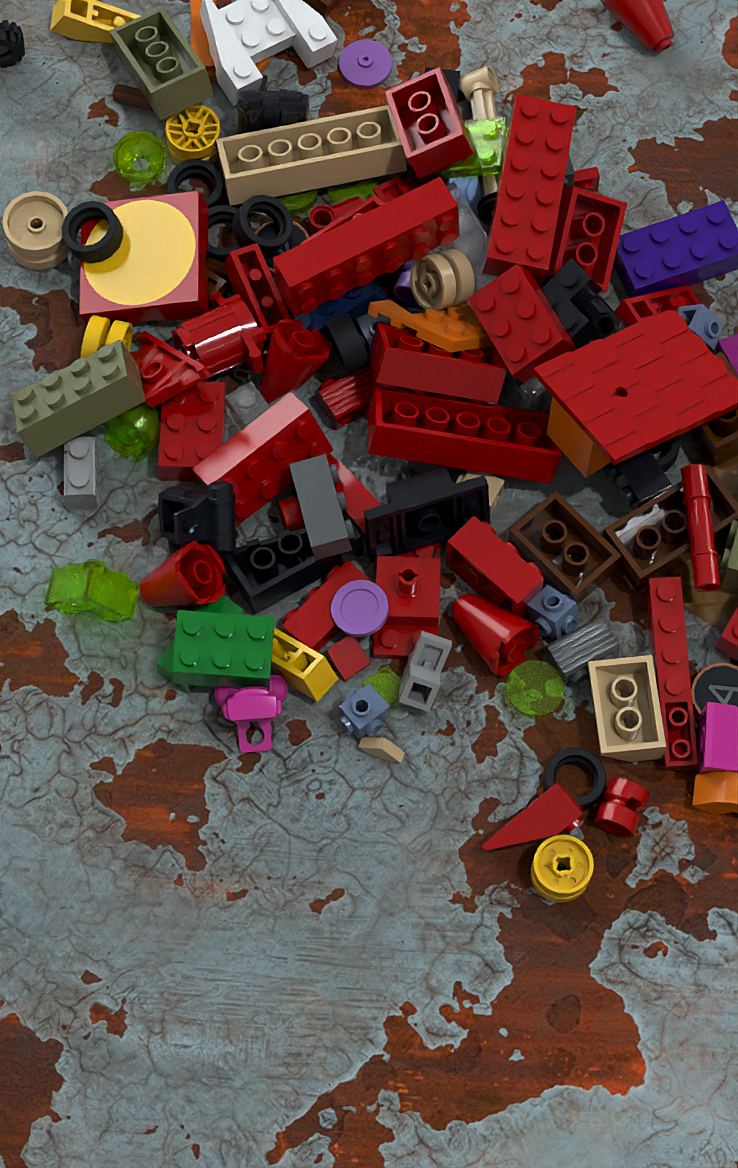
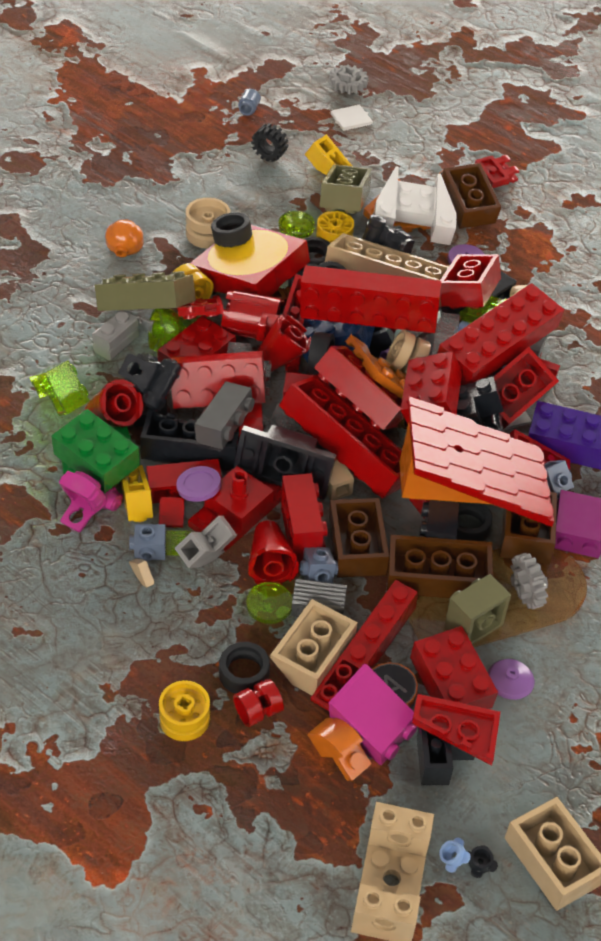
camera: 35 degrees right, 20 degrees down
(542, 818) = (204, 666): red slope -> none
(700, 528) = (452, 569): red piece -> none

